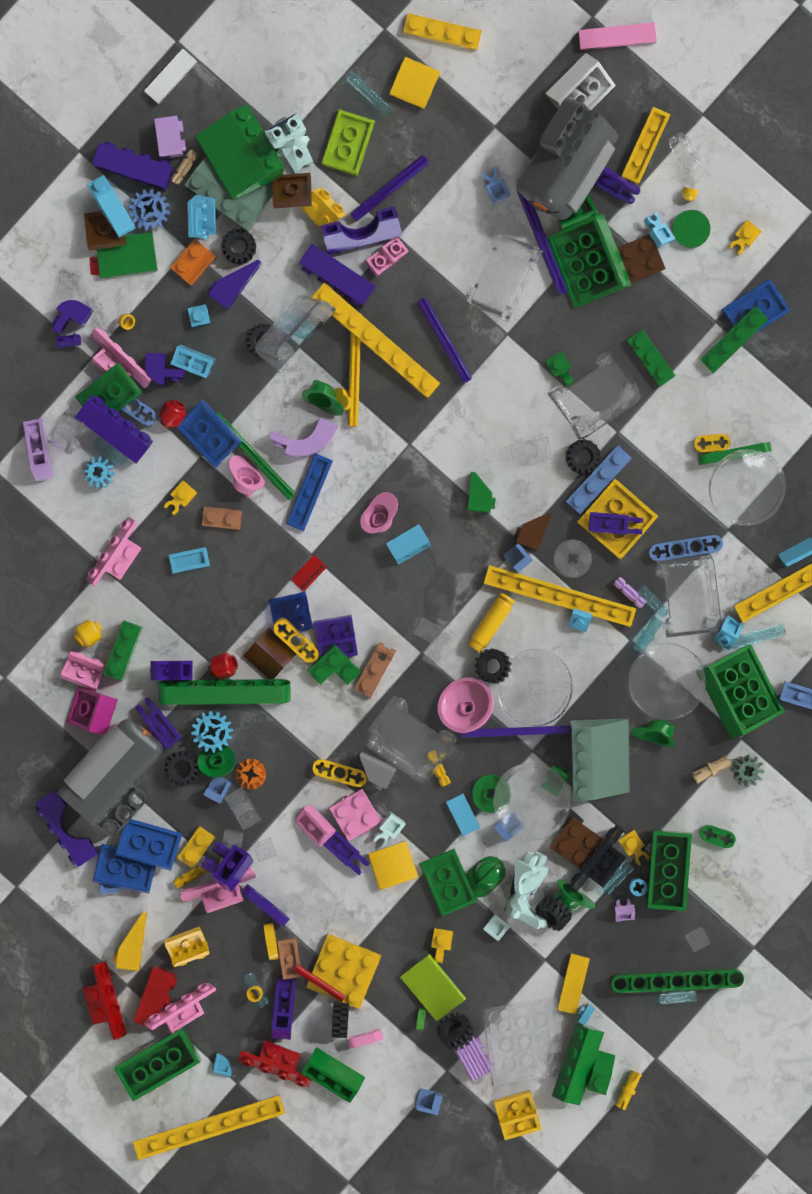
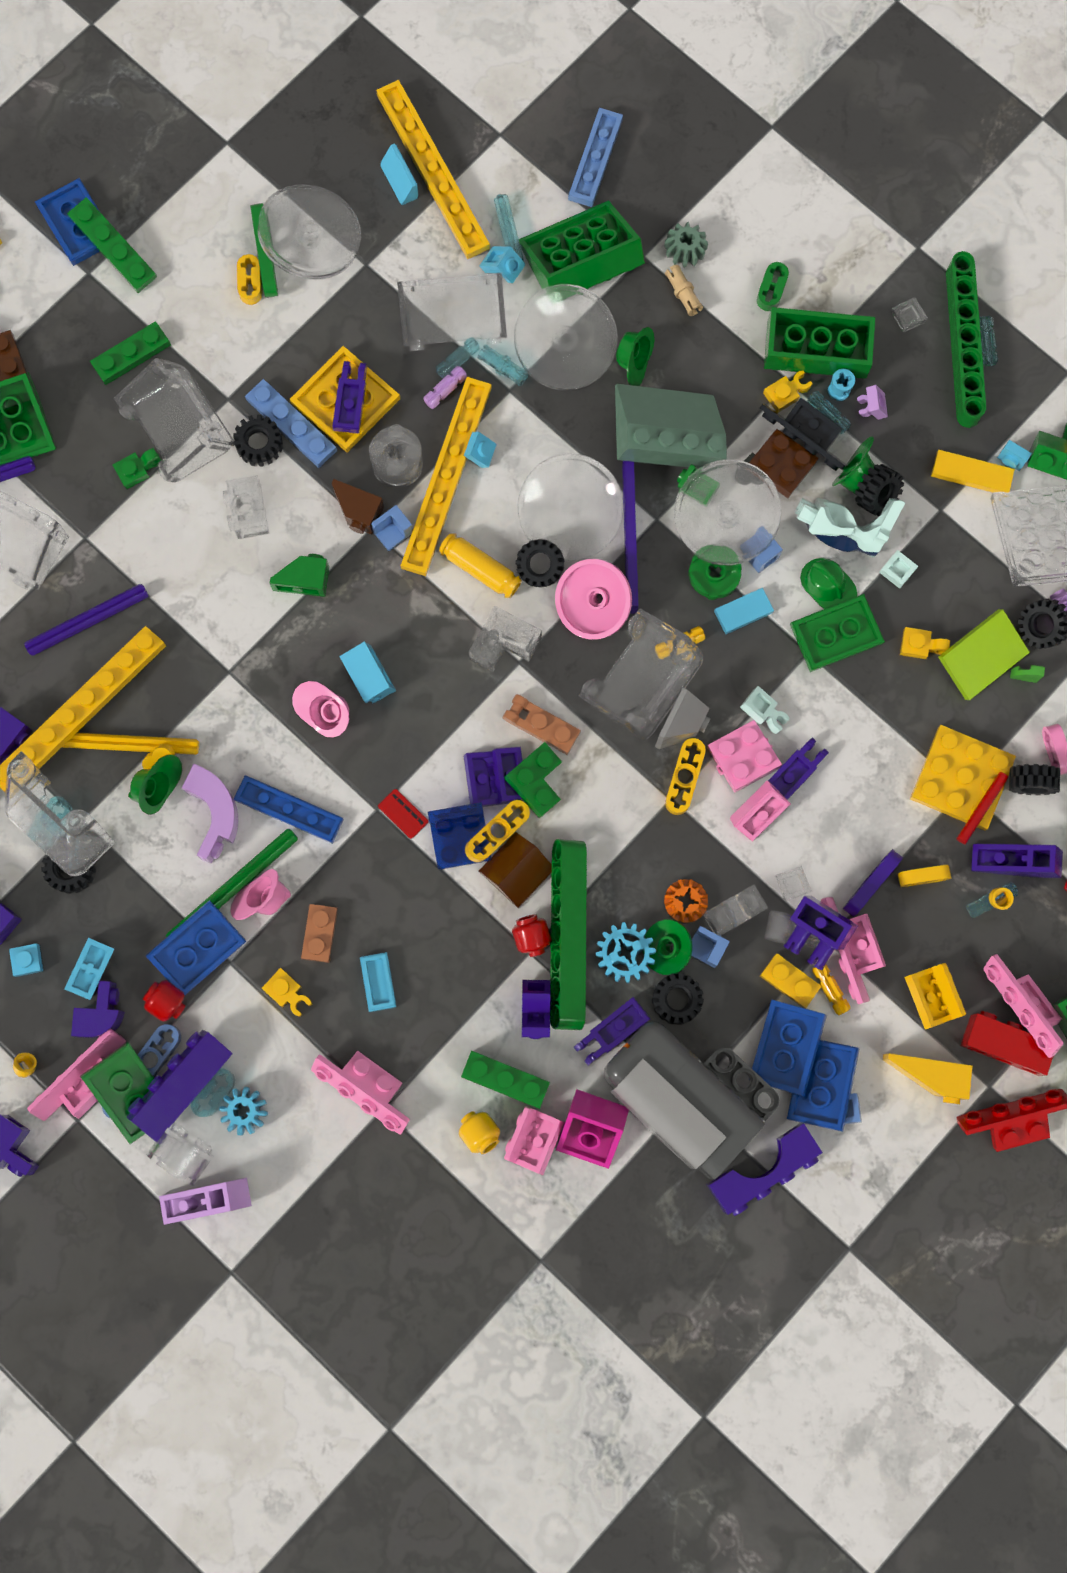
camera: 85 degrees left, 10 degrees down
(69, 341) = (47, 1151): dark purple pin -> none
(288, 957) = (946, 851): nougat plate -> none
(392, 865) = (815, 706): yellow slope -> none
(685, 545) = (388, 315): medium blue beam -> none

